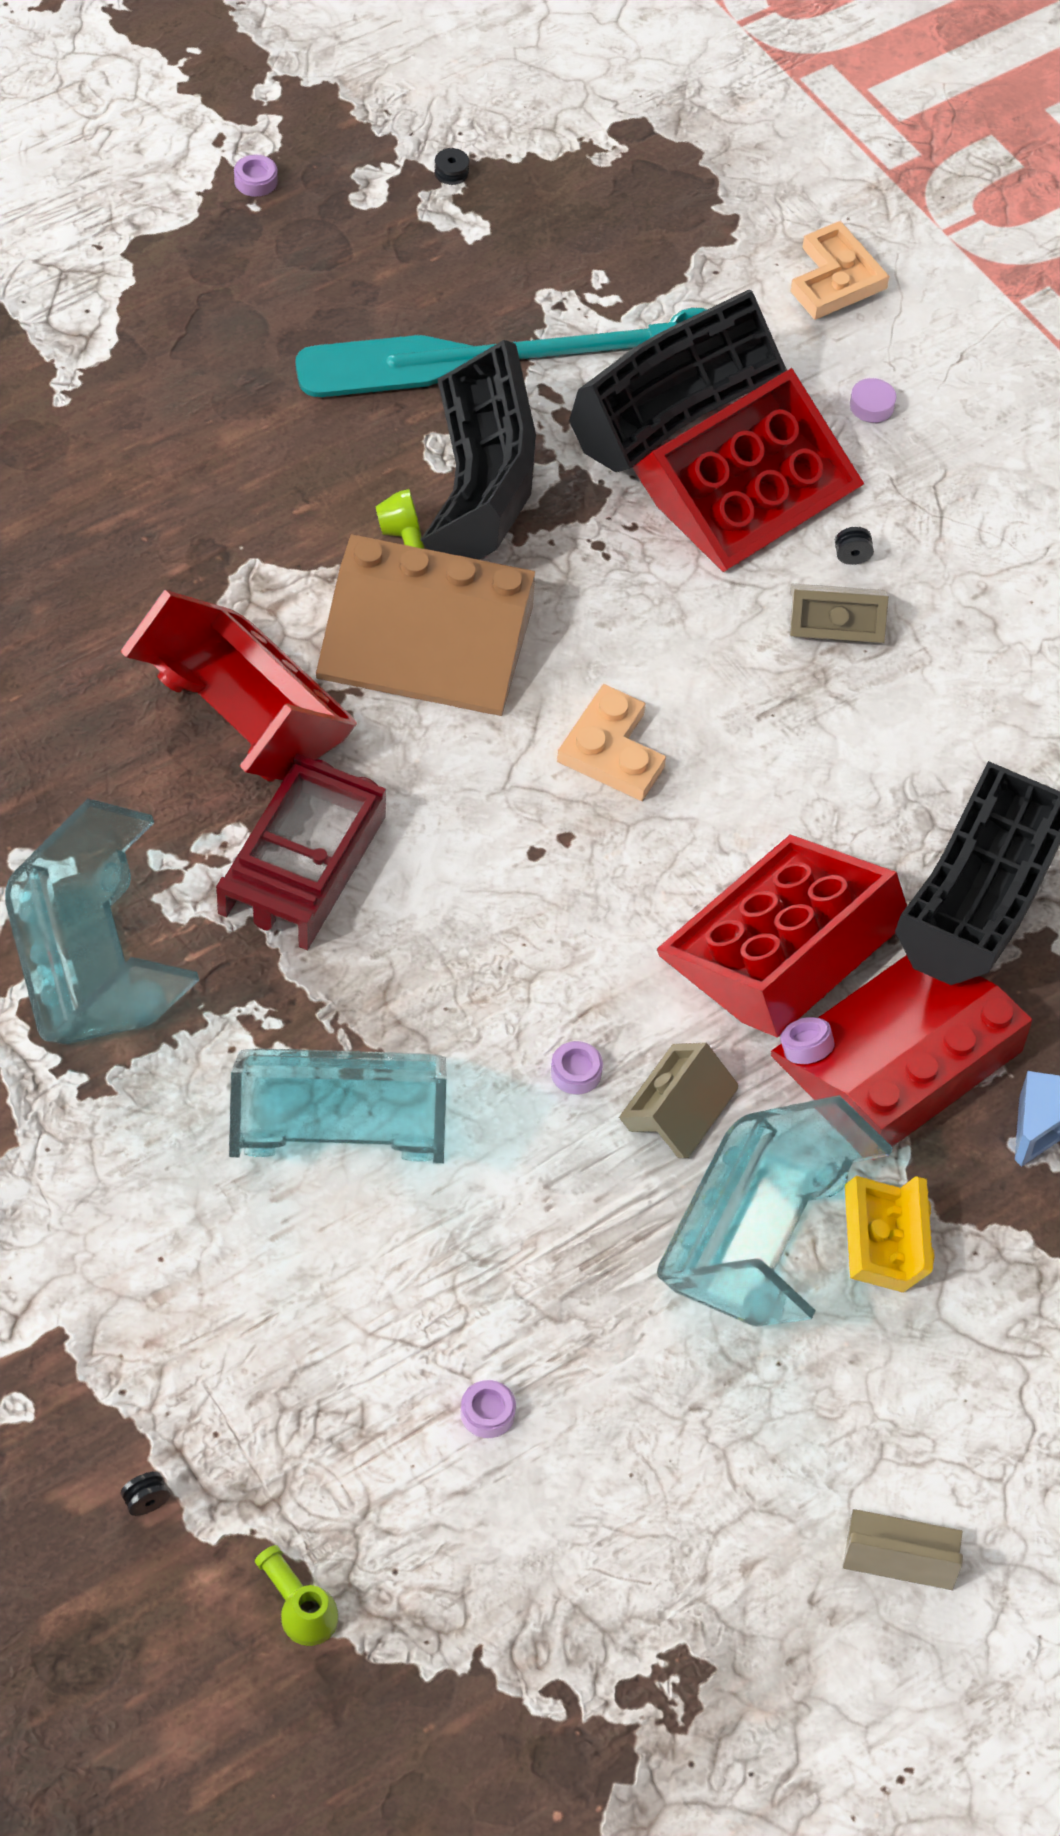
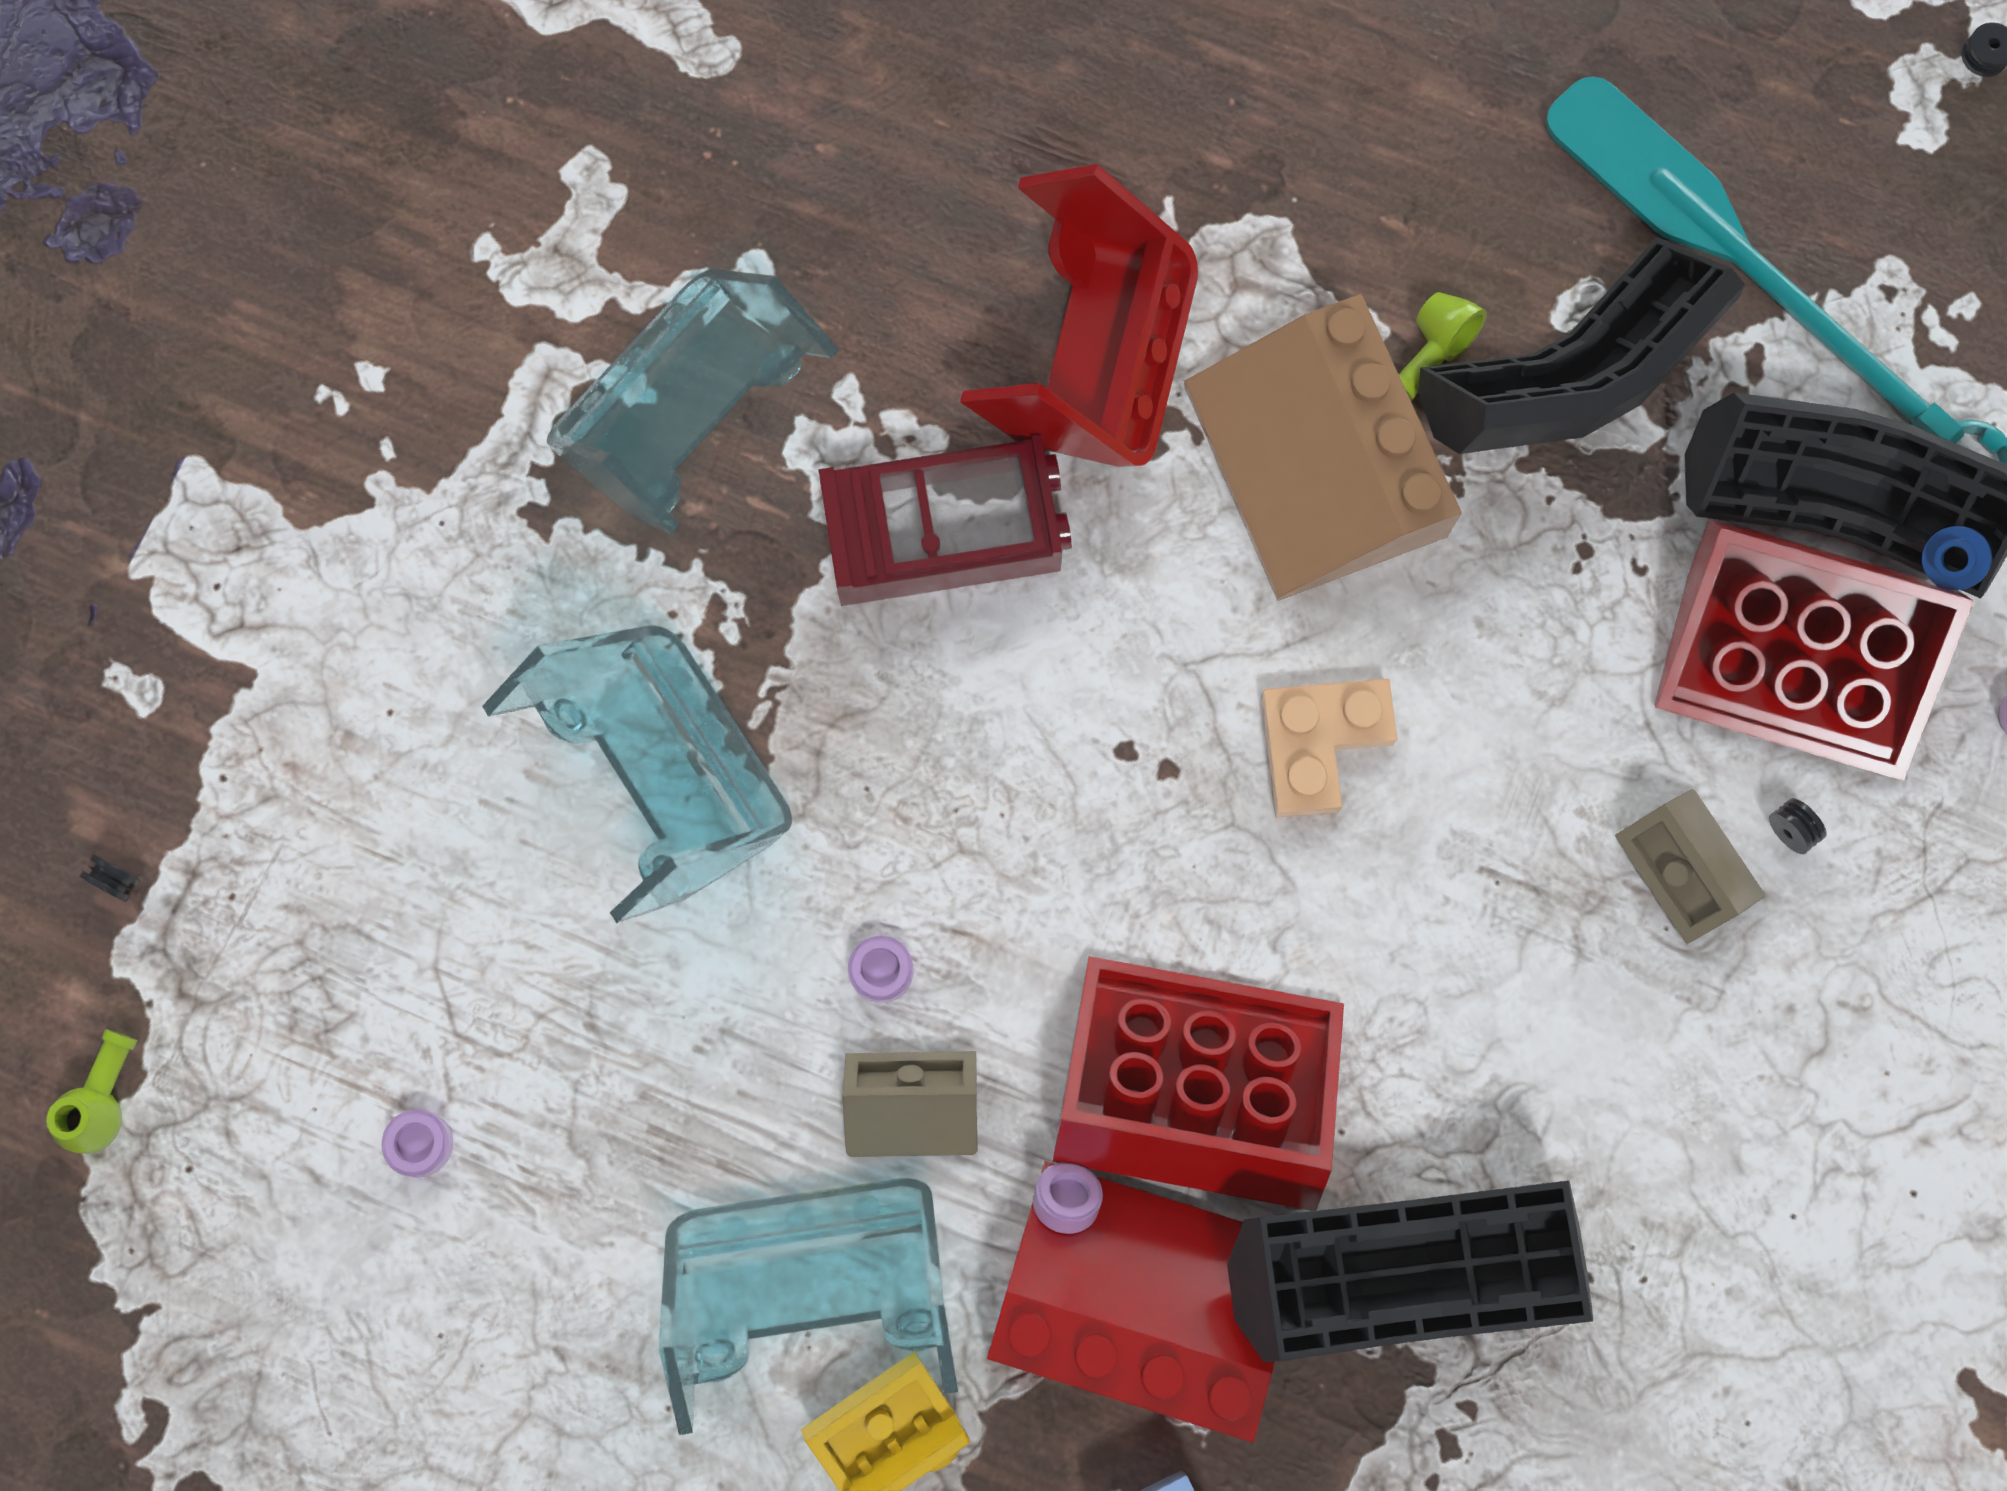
camera: 60 degrees right, 20 degrees up
(744, 368) = (1972, 542): none -> blue plate

